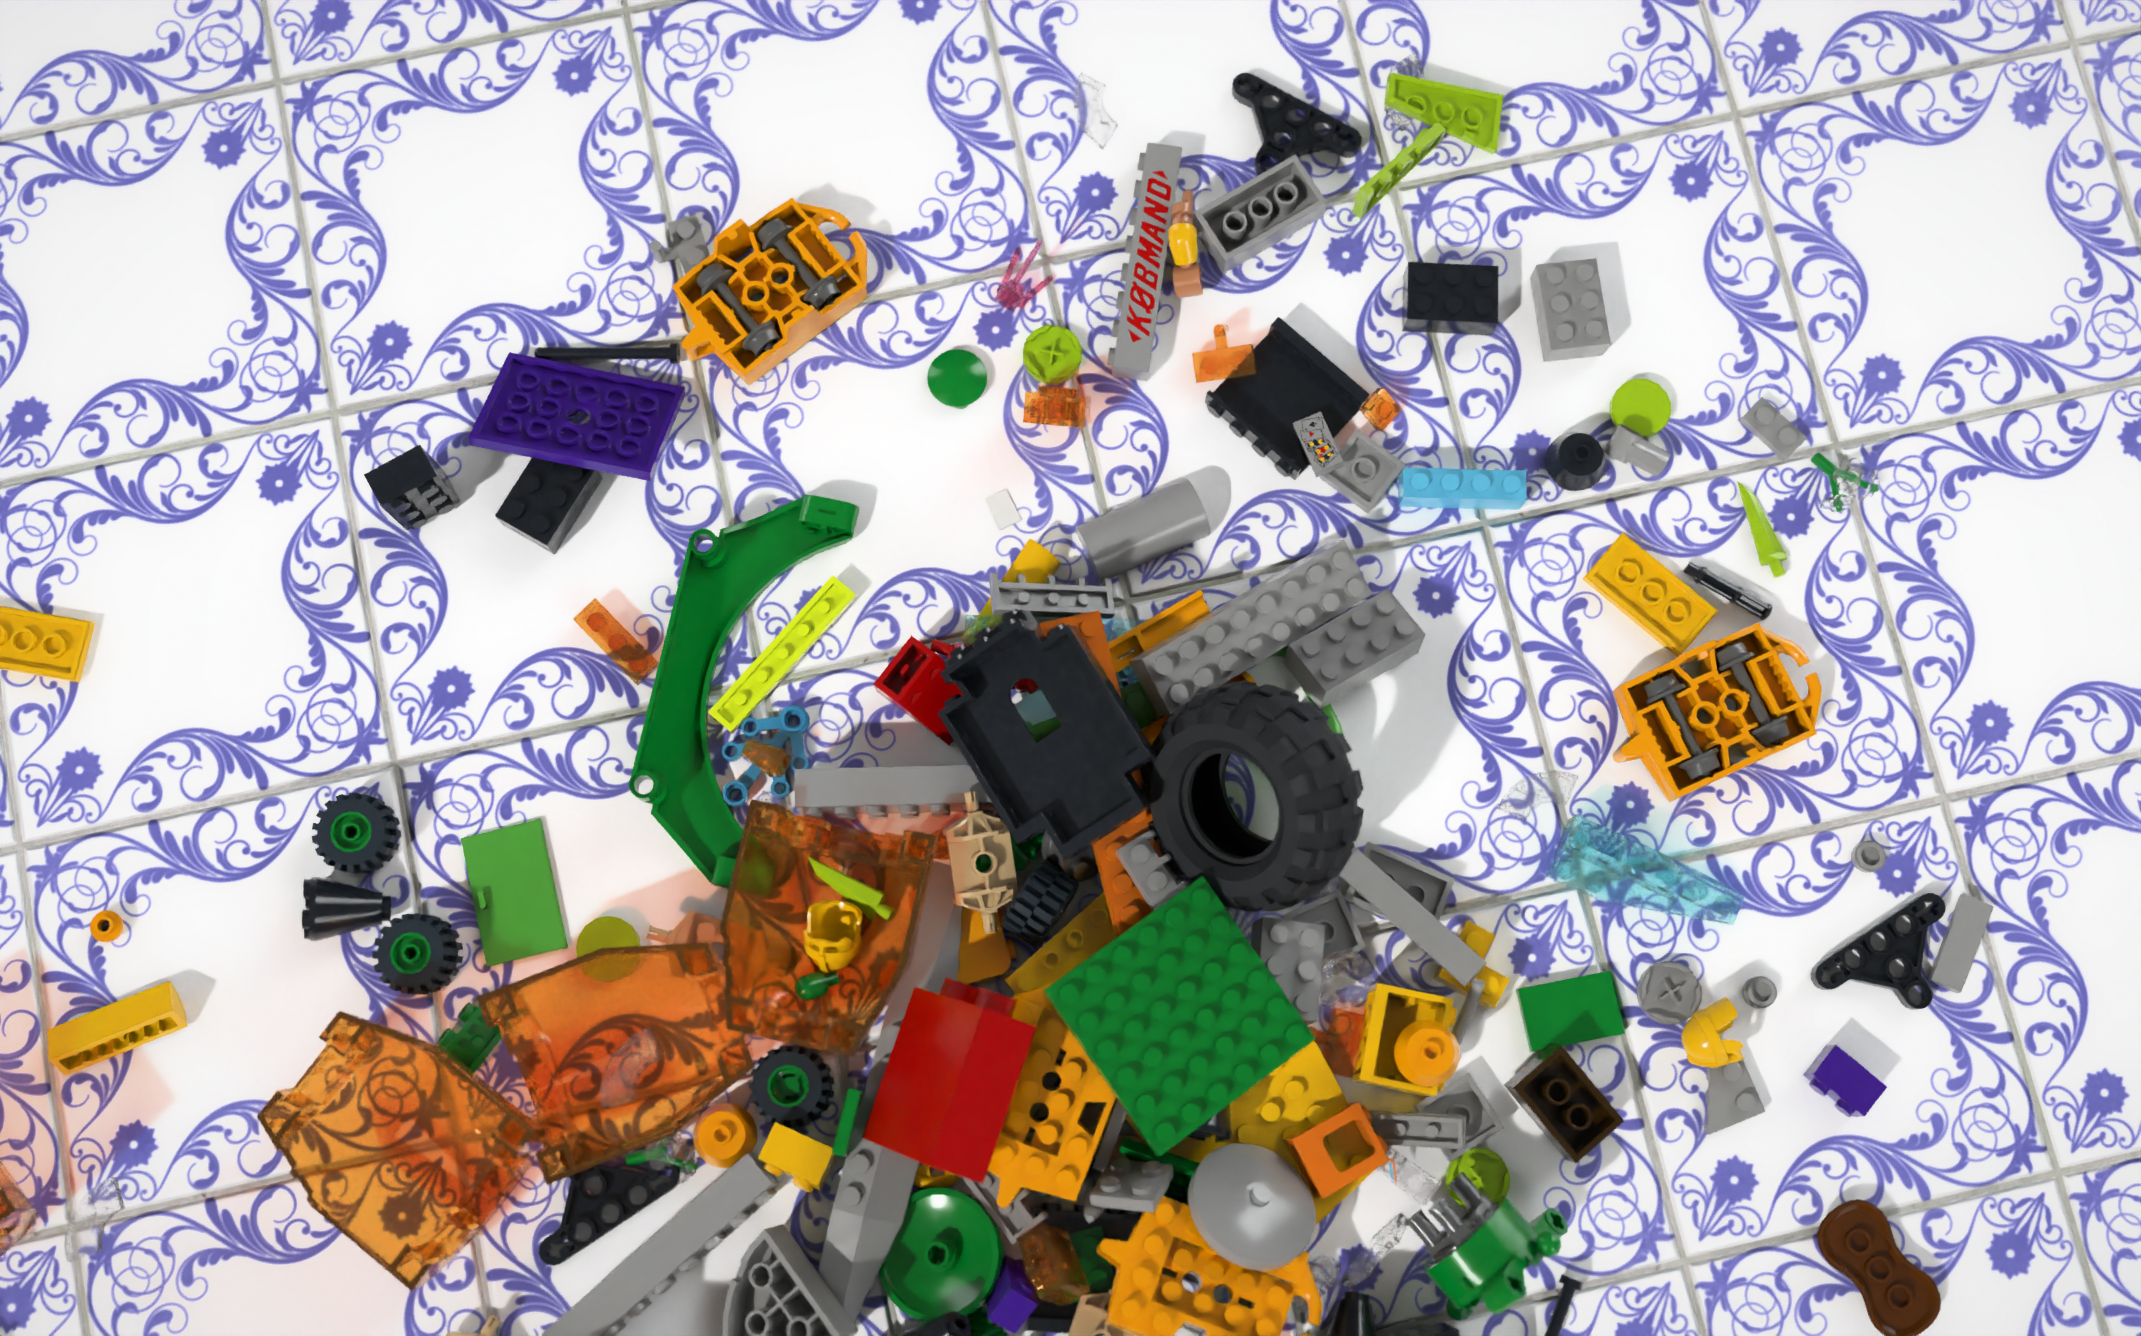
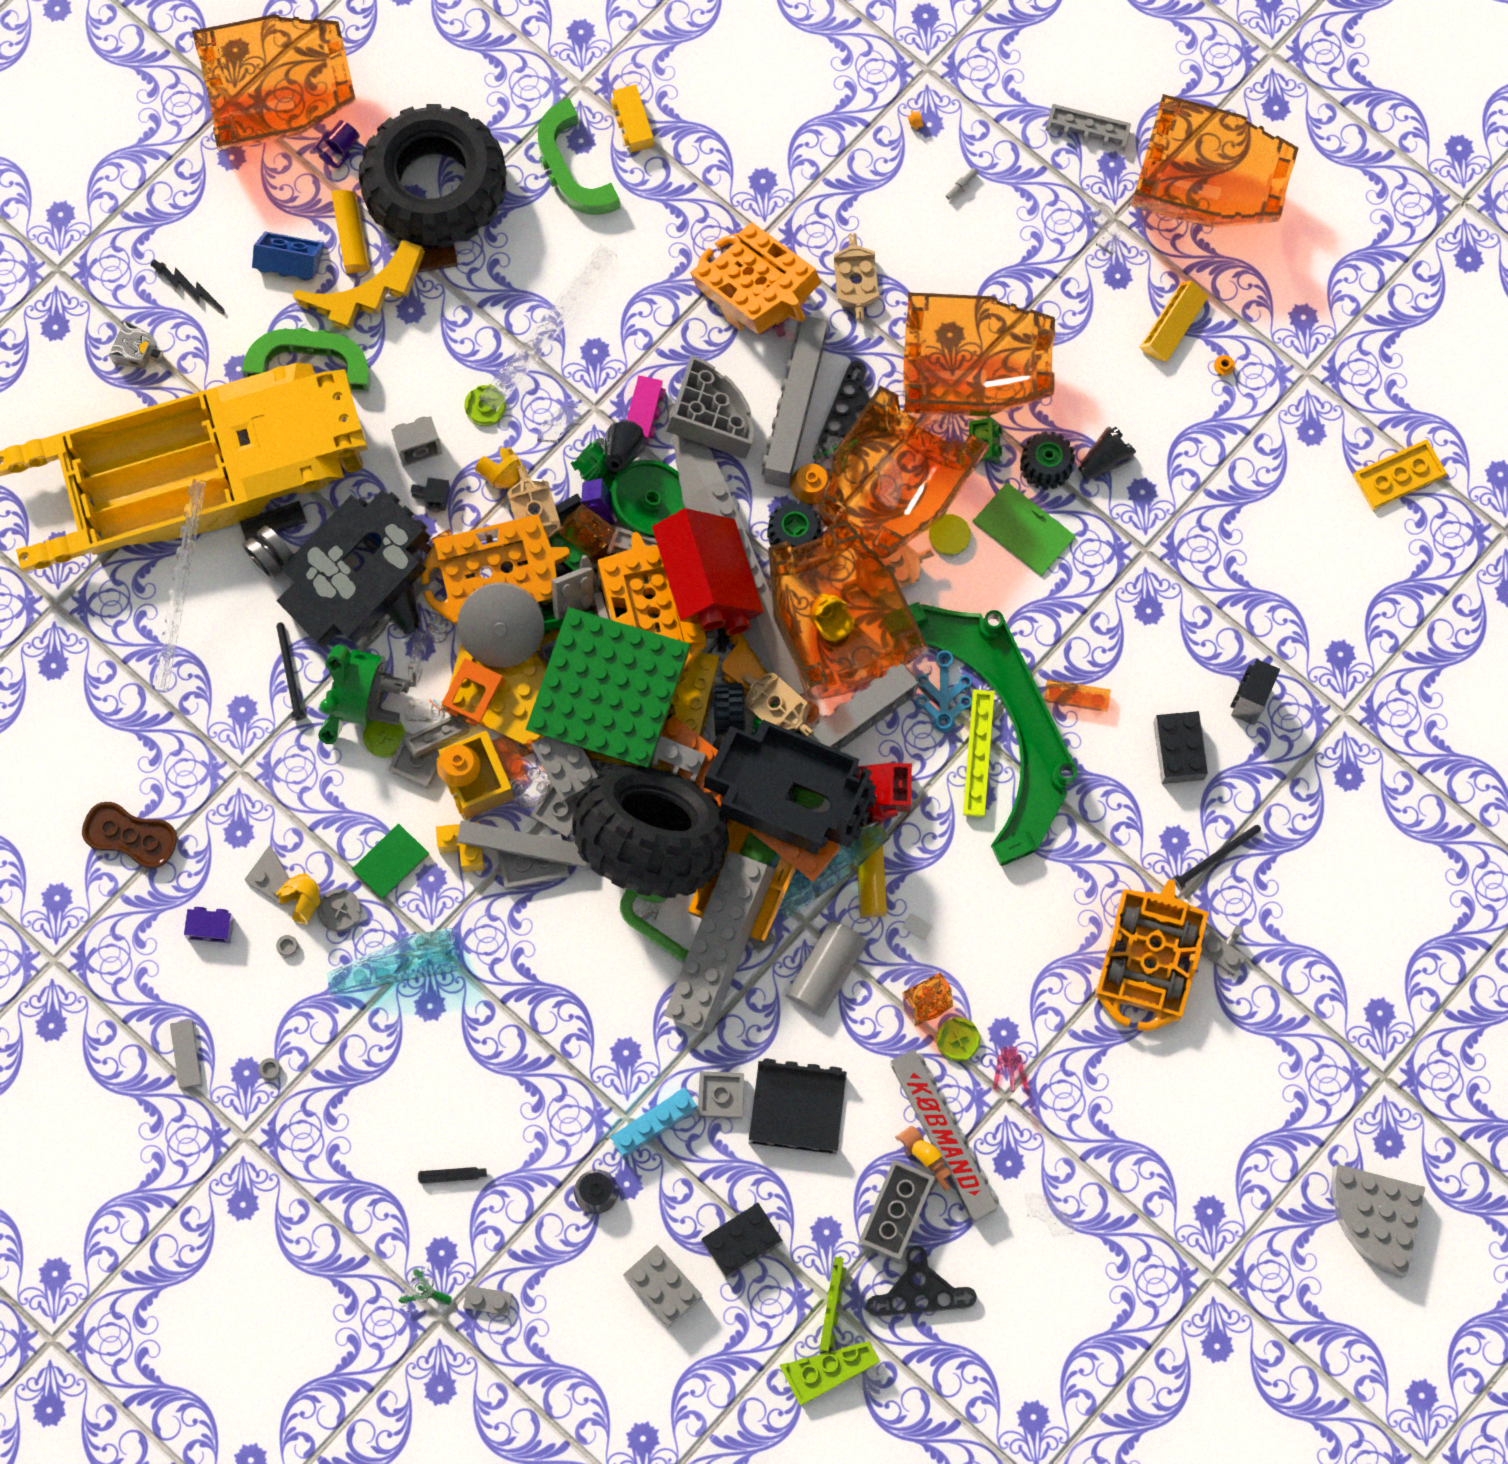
camera: 145 degrees right, 5 degrees down
(356, 833) = (1131, 497): black wheel -> none
(536, 395) = (1232, 800): dark purple plate -> none
(766, 757) = (941, 687): clear orange cone -> none
(798, 1156) = (762, 493): yellow brick -> none
(815, 985) = (820, 584): green cylinder -> none
(847, 1122) = (749, 524): green tile -> none
(856, 892) = (825, 648): lime bar -> none
(957, 378) = (1003, 984): green dish -> none
(1051, 598) = (847, 884): light grey hinge -> none
(1224, 360) = (852, 1102): clear orange plate -> none
(1318, 444) = (758, 1090): light grey tile -> none
(1353, 648) = (651, 974): light grey brick -> none
(1380, 409) = (736, 1140): clear orange plate -> none
(1468, 1009) = (451, 819): light grey bar -> none
(1537, 790) = (490, 973): clear tile -> none
(1564, 1103) = (363, 802): dark brown brick -> none
(1630, 447) = (569, 1221): light grey piece -> none
(1641, 406) = (578, 1256): lime tile -> none
(1650, 595) = (497, 1140): yellow tile -> none
(1745, 667) = (380, 1100): light orange piece -> none
(1767, 544) = (451, 1226): lime bar -> none
(1875, 964) = (229, 1008): black beam -> none

